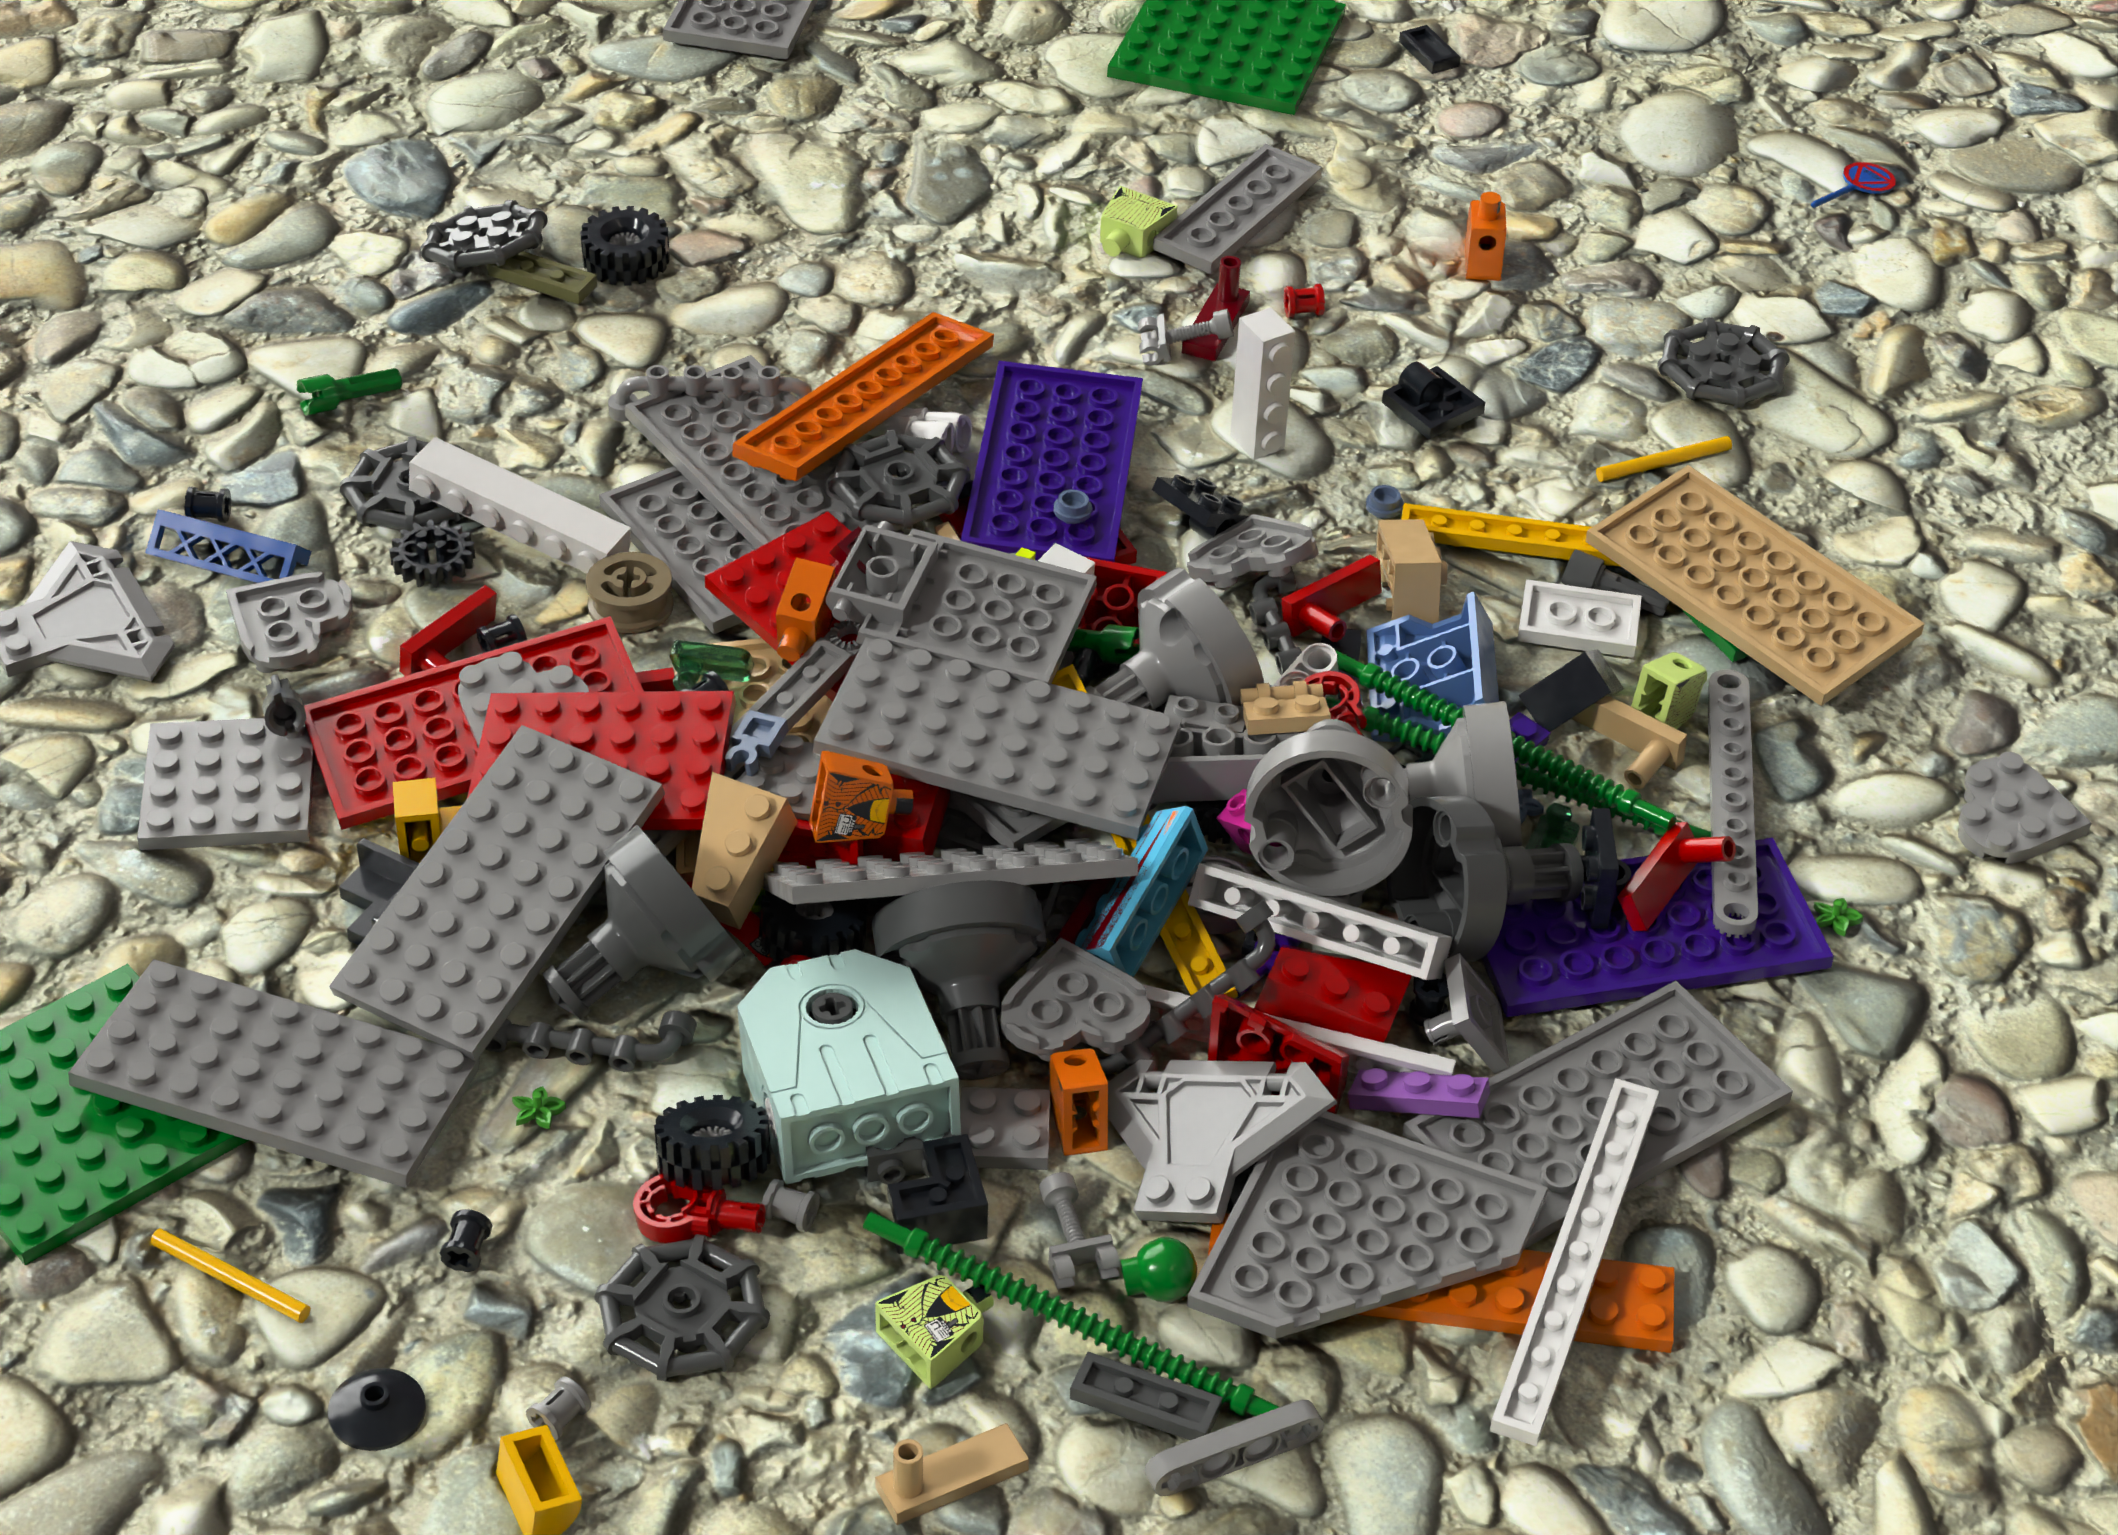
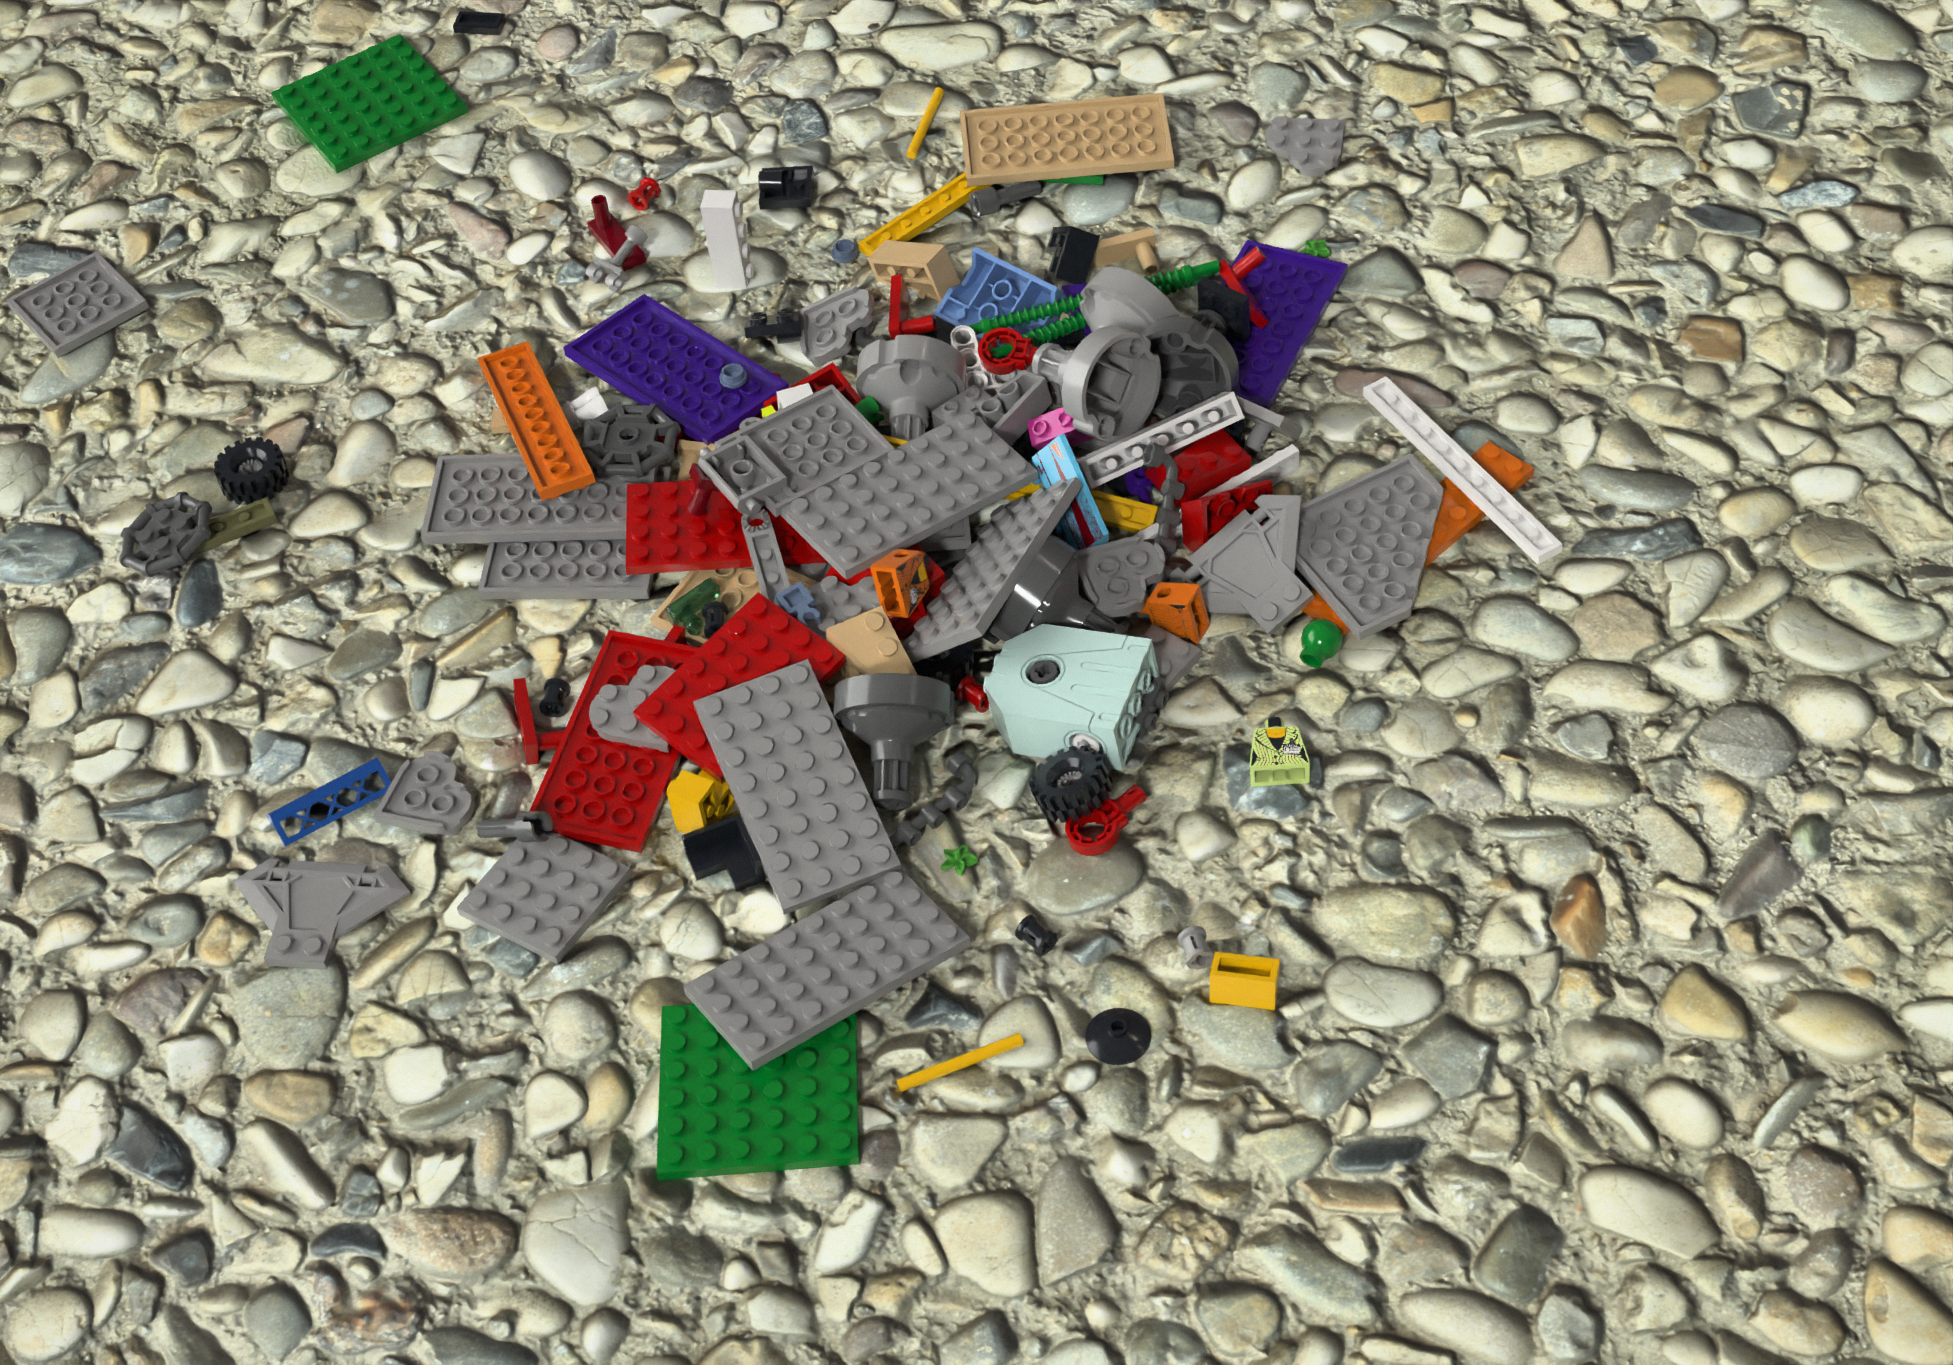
camera: 45 degrees left, 5 degrees up
(208, 504) = (277, 791): black bush -> none
(329, 392) = (233, 683): green piece -> none
(391, 489) = (355, 664): dark grey plate -> none
(412, 559) = (428, 704): black gear -> none
(515, 506) = (455, 633): white brick -> none
(650, 591) = (569, 611): dark tan wheel -> none
(686, 1327) = (1170, 874): dark grey plate -> none
(697, 383) = (408, 540): light grey bar -> none
(791, 1205) = (1139, 774): light grey bush -> none
(799, 621) = (721, 527): orange torso -> none
(917, 1244) = (1231, 725): green hose -> none
(947, 1202) = (1202, 702): black panel -> none
(949, 1474) = (1376, 800): tan piece -> none
(1059, 1194) = (1276, 680): light grey bar -> none
(1133, 222) = (495, 229): yellowish green torso -> none
(1145, 1397) = (1397, 692): dark grey plate -> none
(1233, 1447) = (1459, 673): light grey beam -> none
(1237, 208) = (531, 179): light grey plate -> none
(1283, 707) = (1004, 368): tan plate -> none
(1419, 1093) = (1302, 467): medium lavender plate -> none
(1485, 226) = (682, 89): orange torso -> none
(1551, 1104) = (1344, 428): light grey plate -> none
(1579, 618) = (1015, 223): white plate -> none
(1670, 685) = (1111, 212): yellowish green torso -> none
(1723, 362) = (888, 52): dark grey plate -> none
(1732, 802) = (1205, 238): light grey plate -> none

